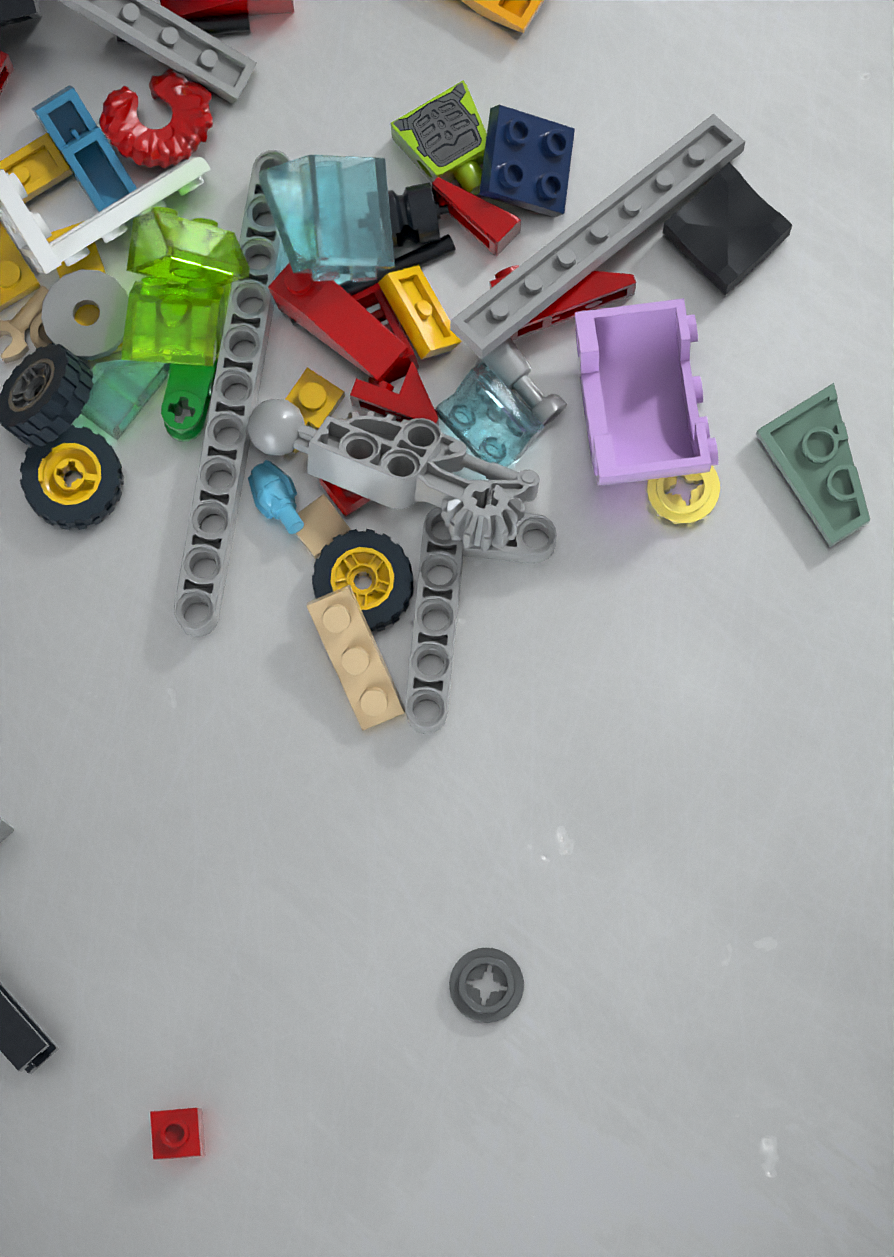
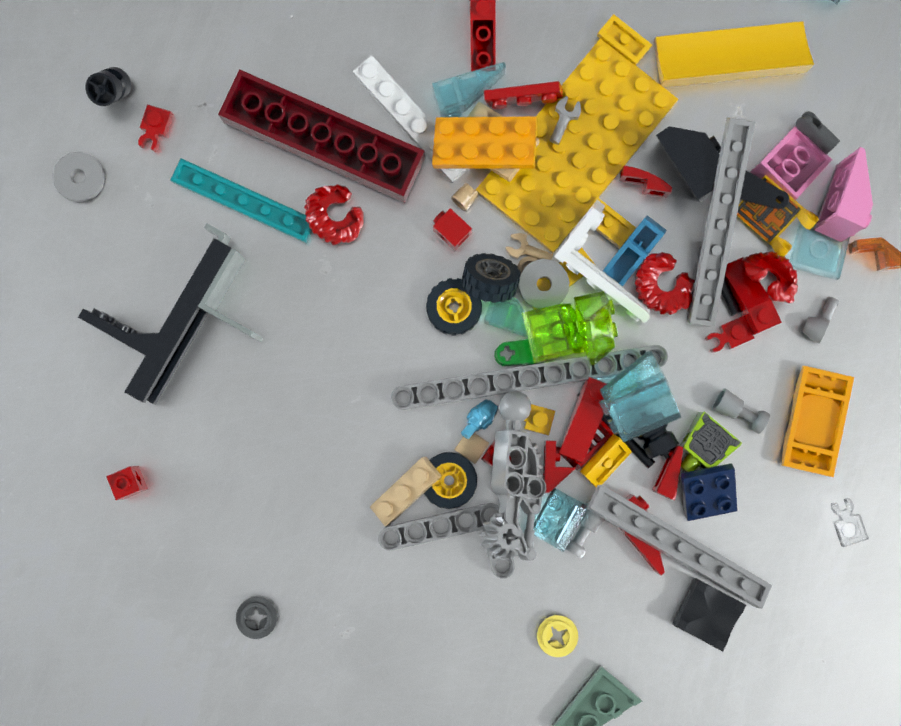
camera: 70 degrees right, 5 degrees up
(281, 37) = (733, 333): none -> red plate
(400, 77) = (732, 406): none -> light grey piece
(642, 393) = (597, 600): lavender cylinder -> none

